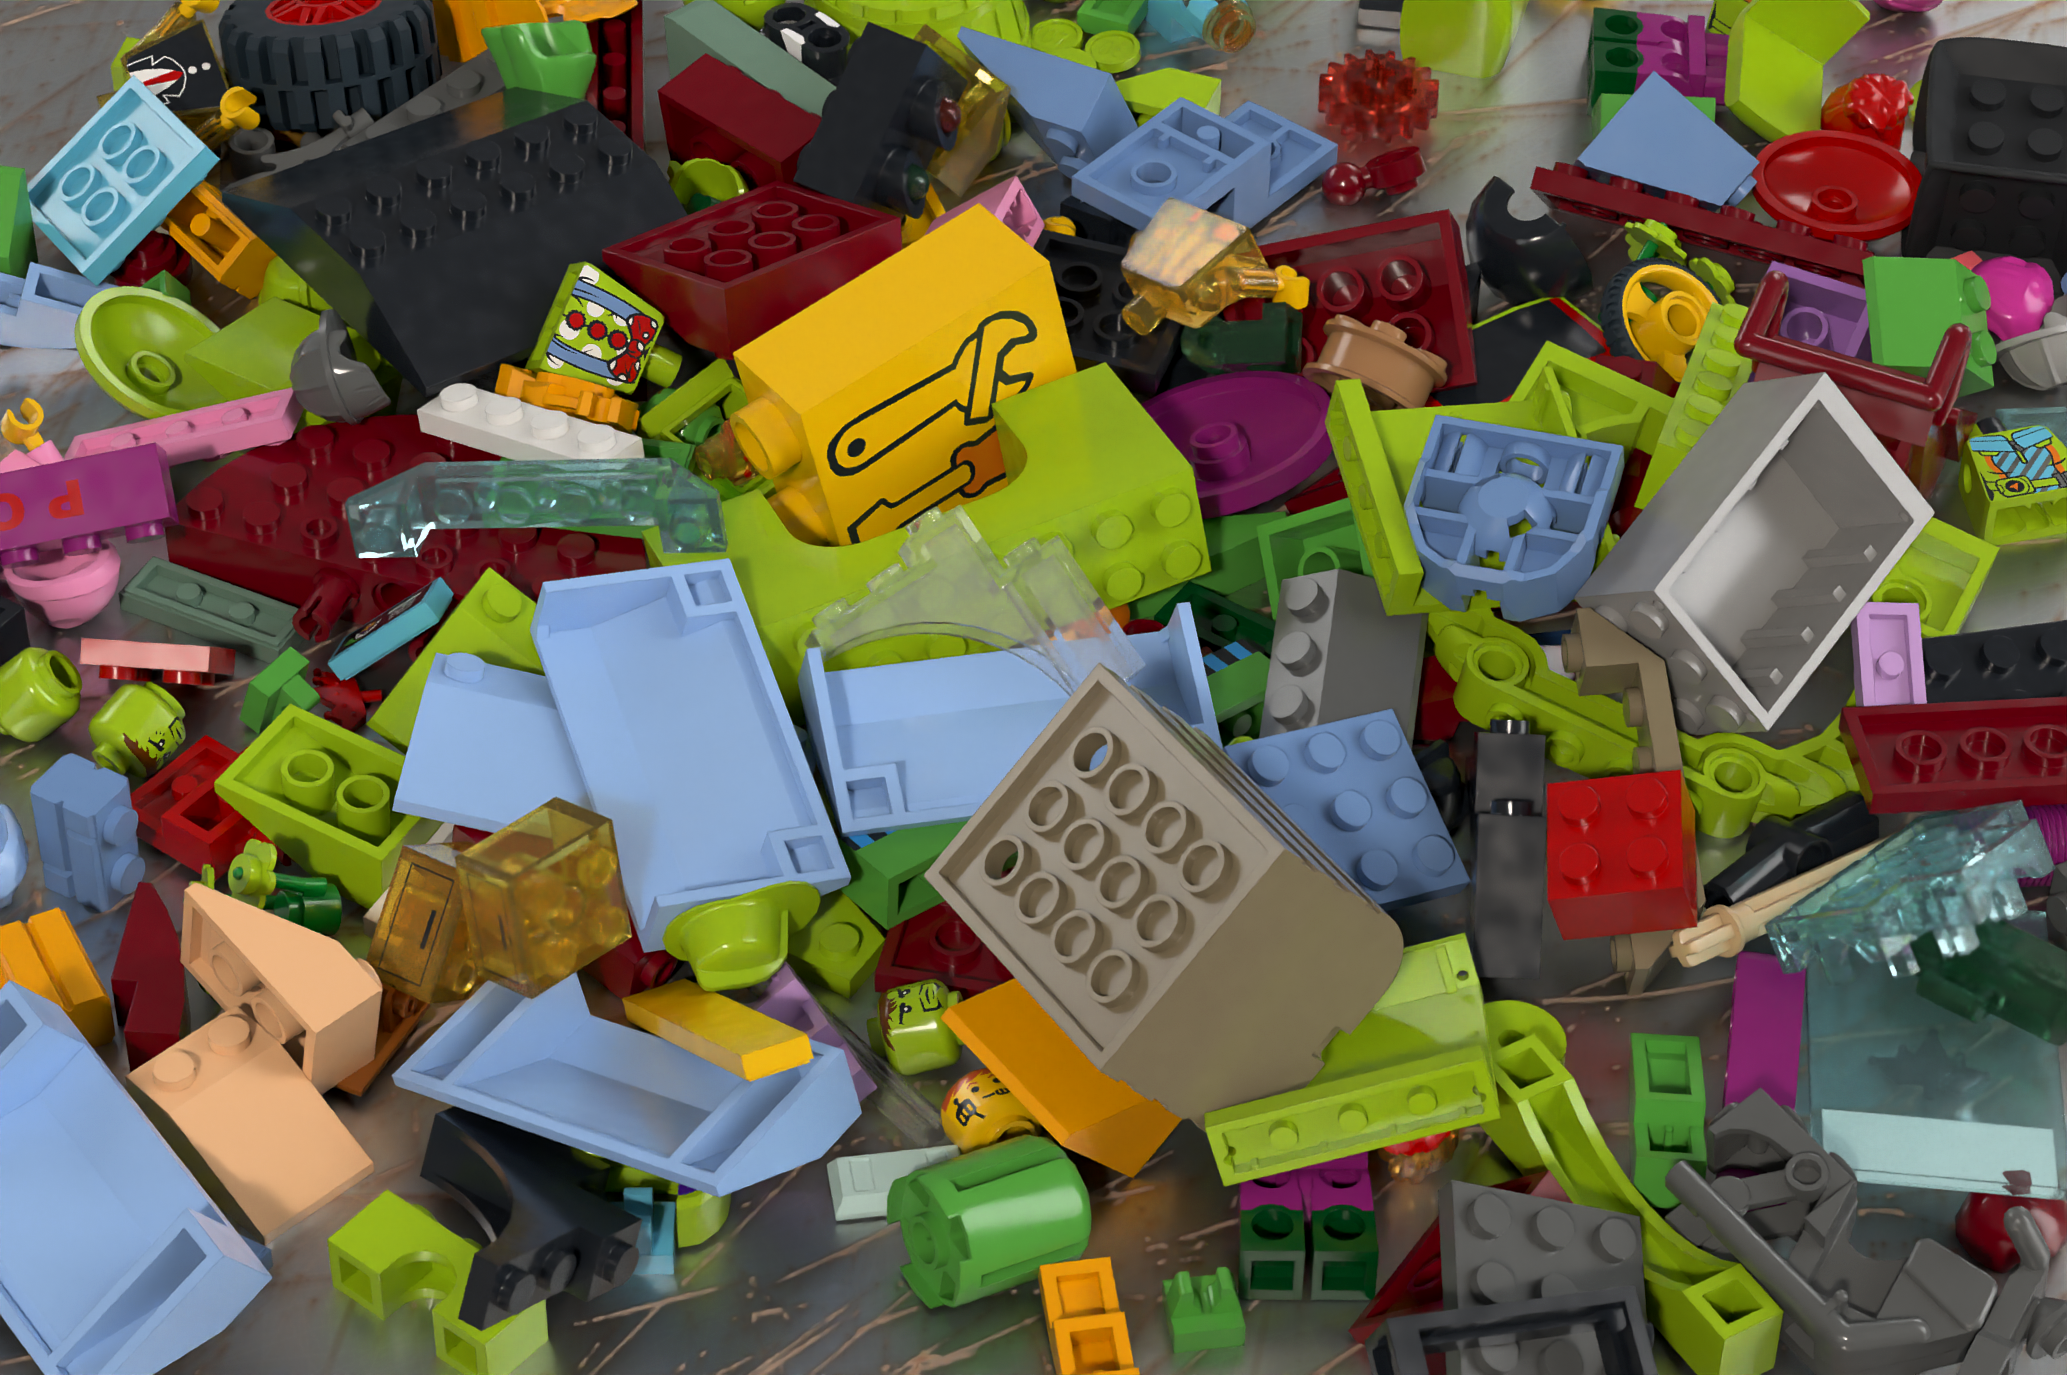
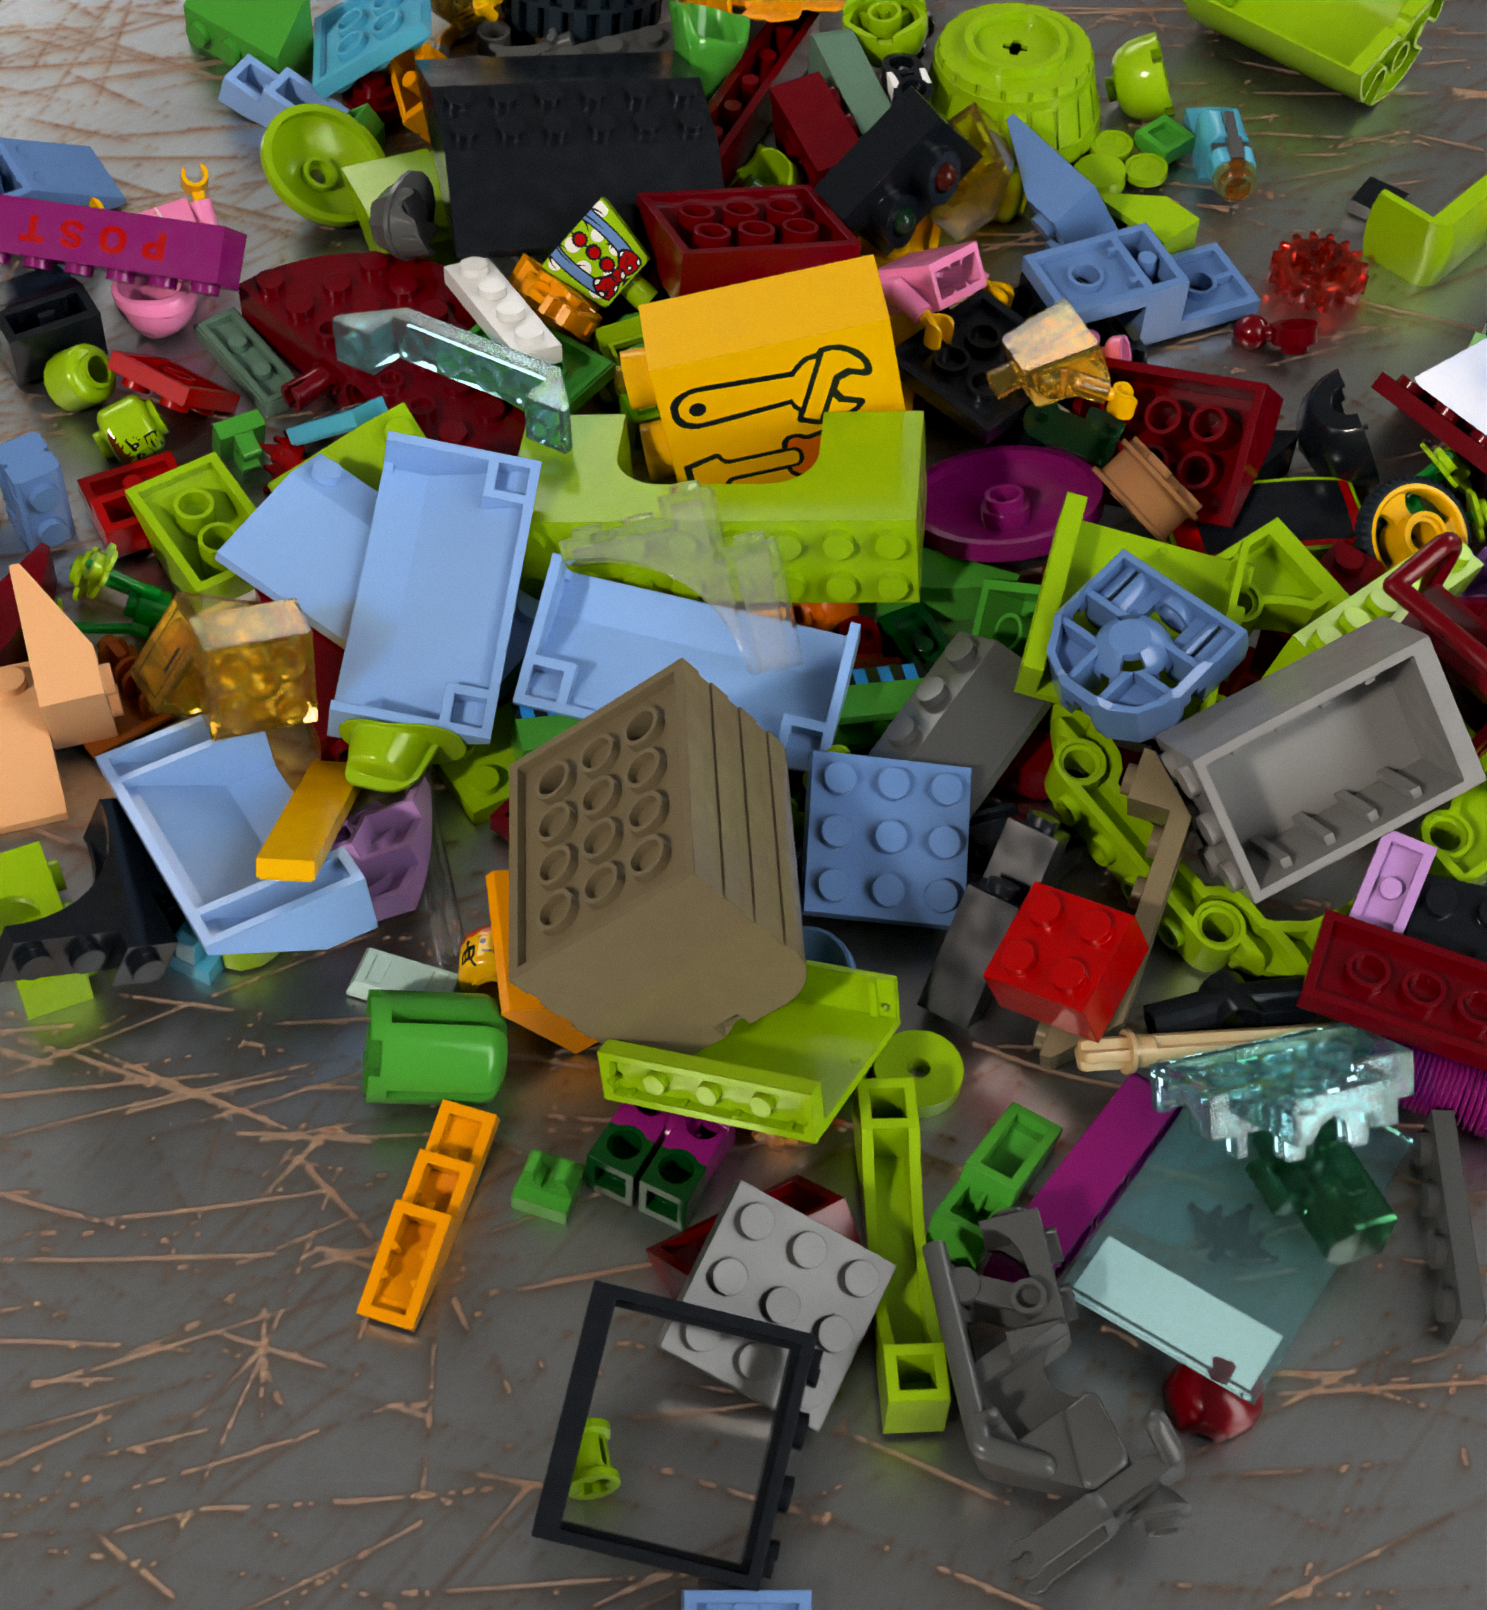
camera: 25 degrees right, 10 degrees up
(203, 432) = (300, 229): bright pink plate -> none
(912, 1030) = (474, 861): lime head -> none

